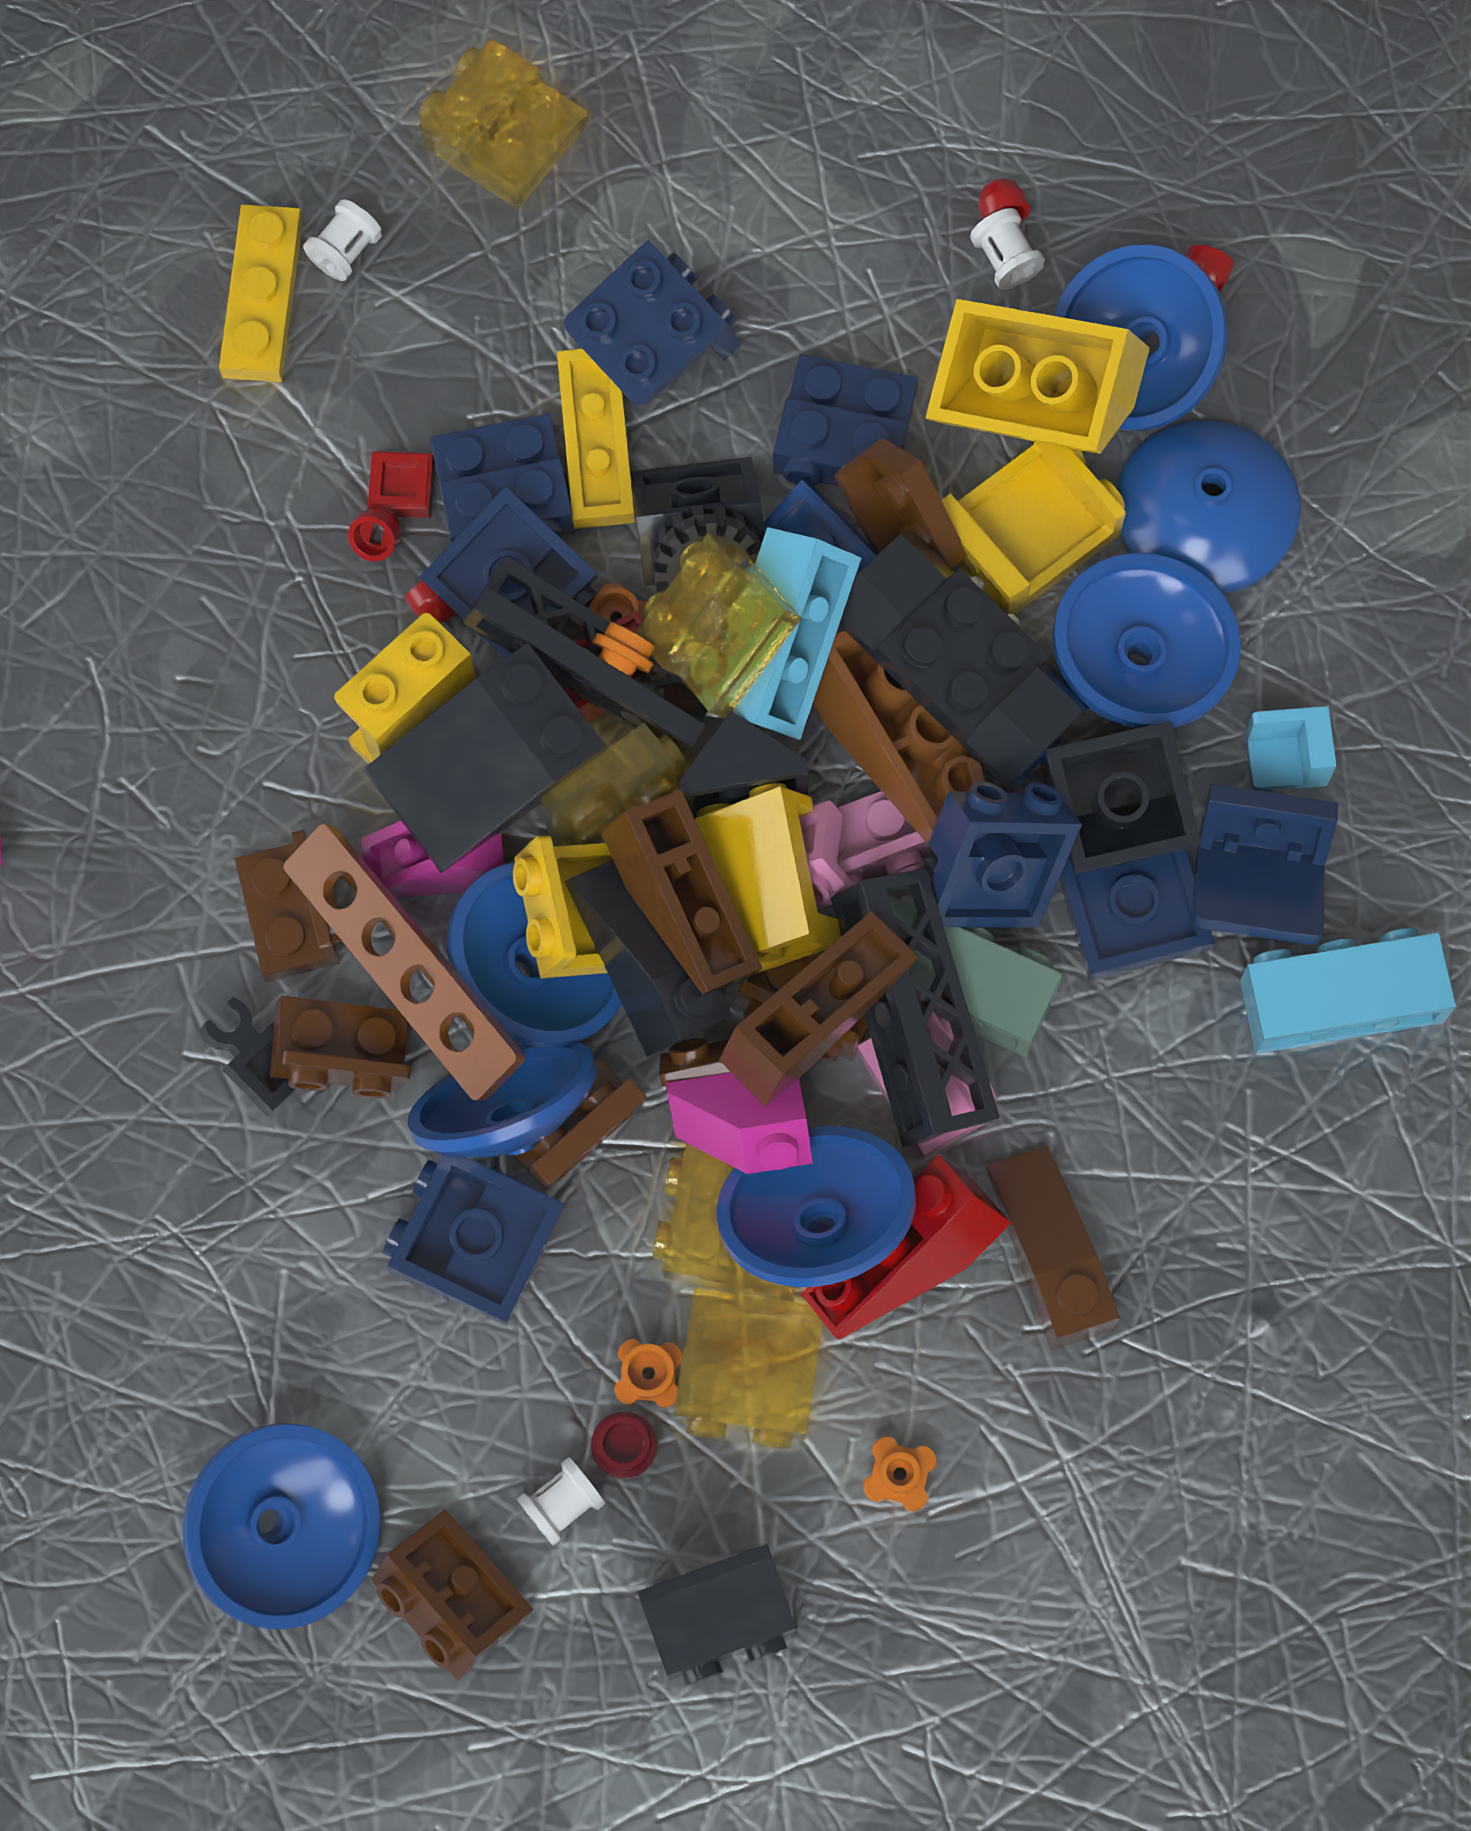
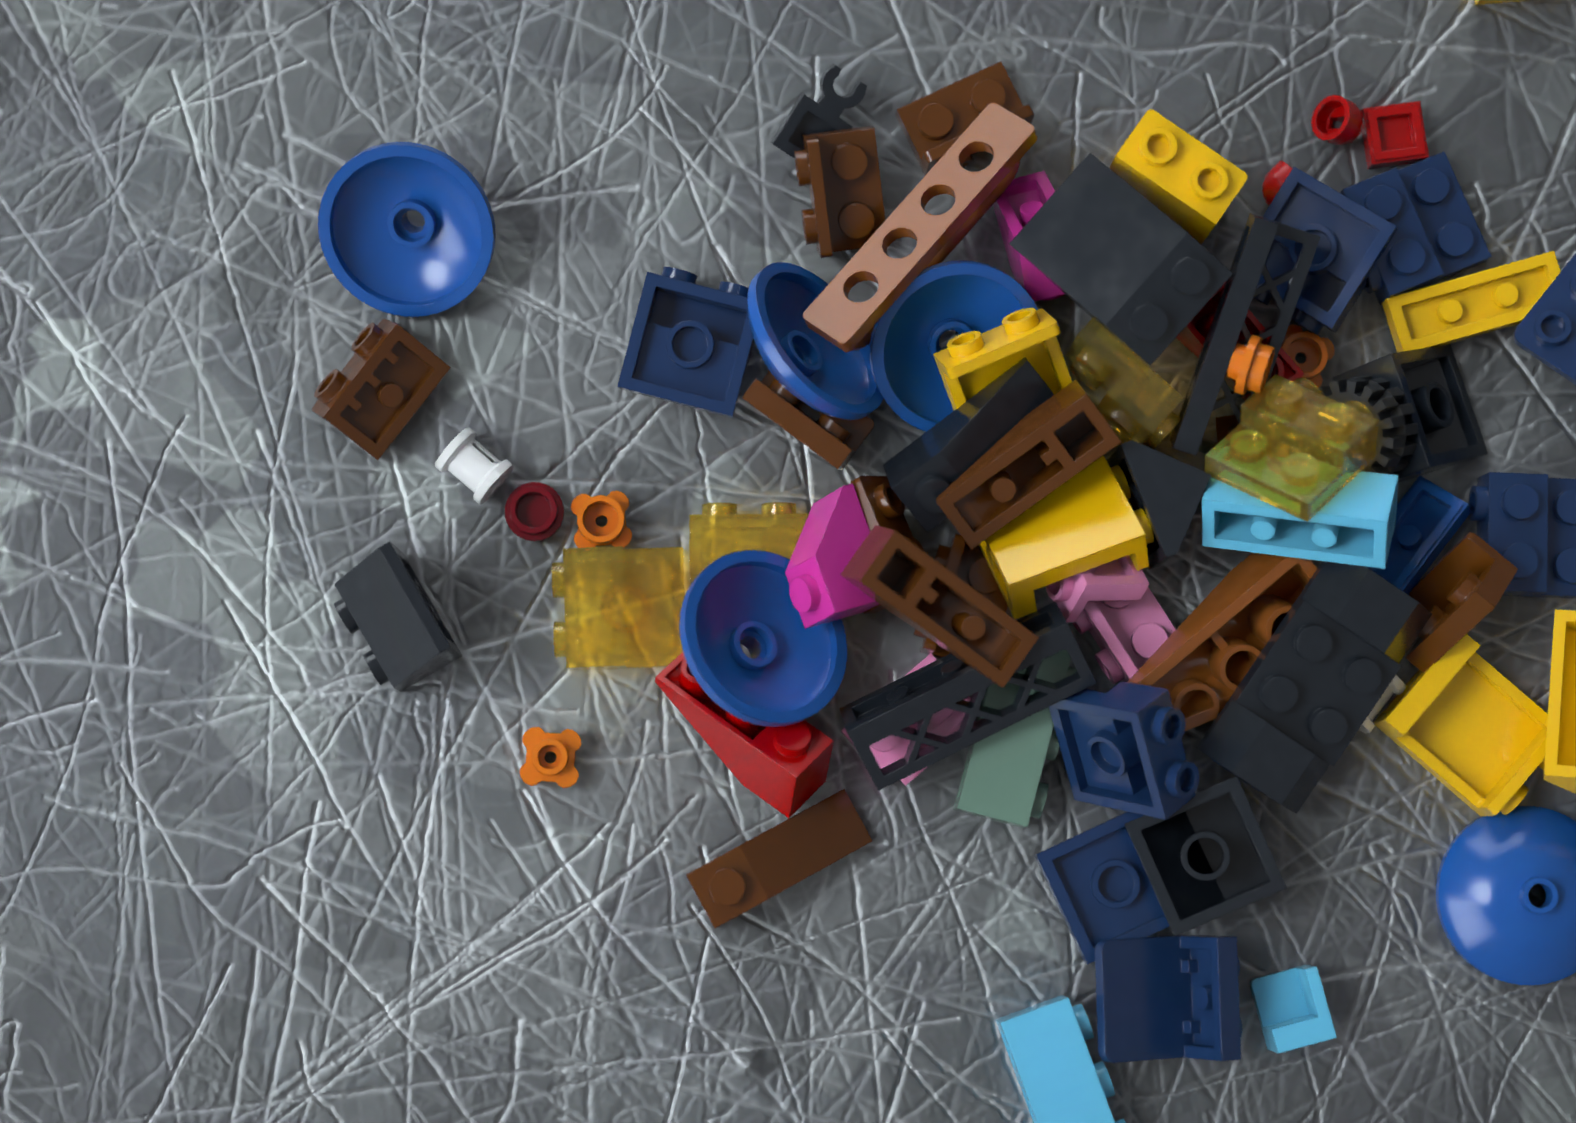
camera: 70 degrees right, 10 degrees up
(1152, 610) = (1405, 862): blue dish -> none

